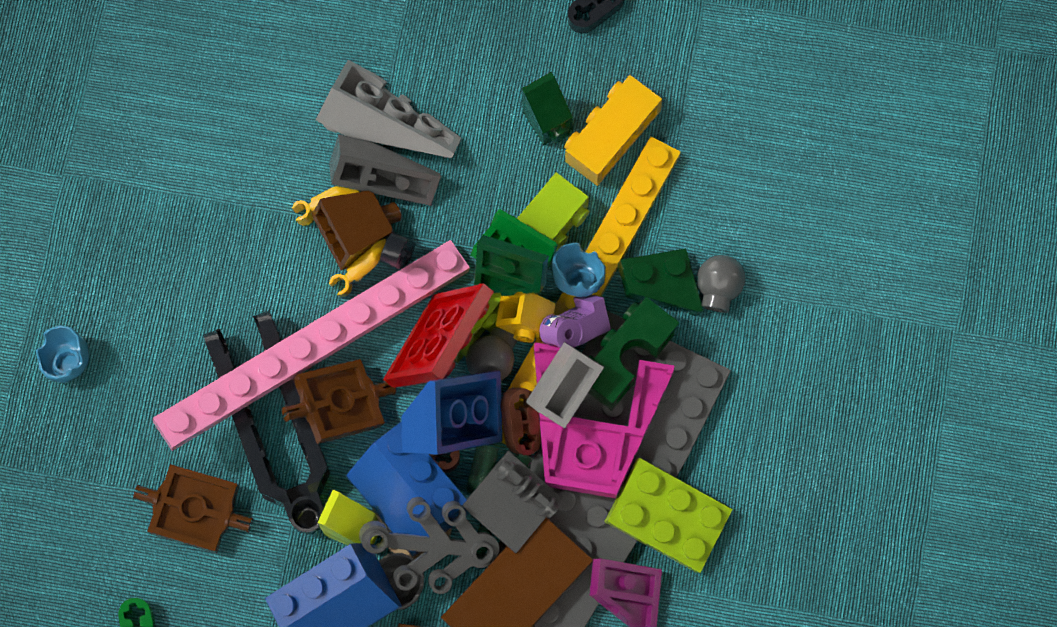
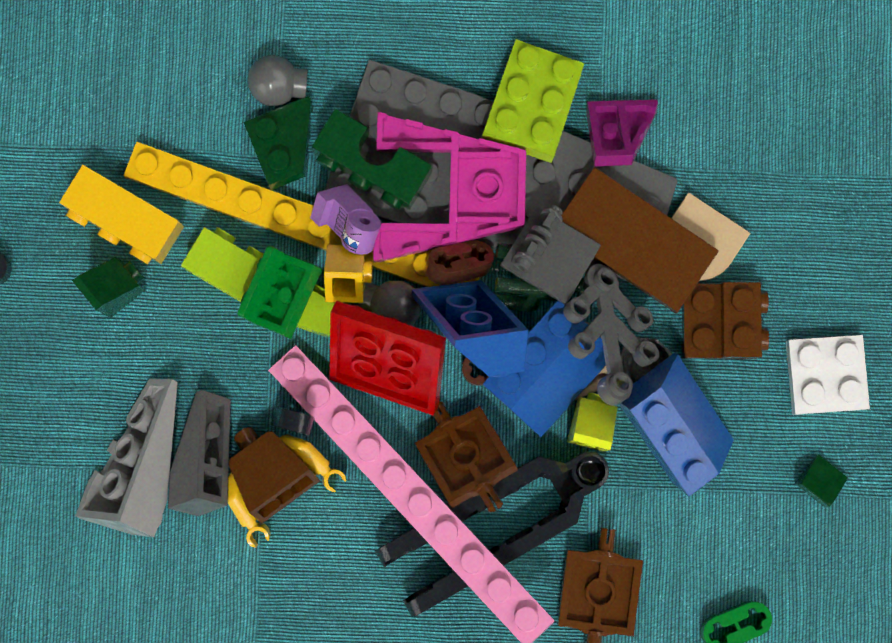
camera: 105 degrees left, 10 degrees up
(509, 267) = (305, 290): dark green wing -> none
(564, 385) = (422, 216): light grey brick -> none
(577, 271) = (290, 224): dark azure hair -> none

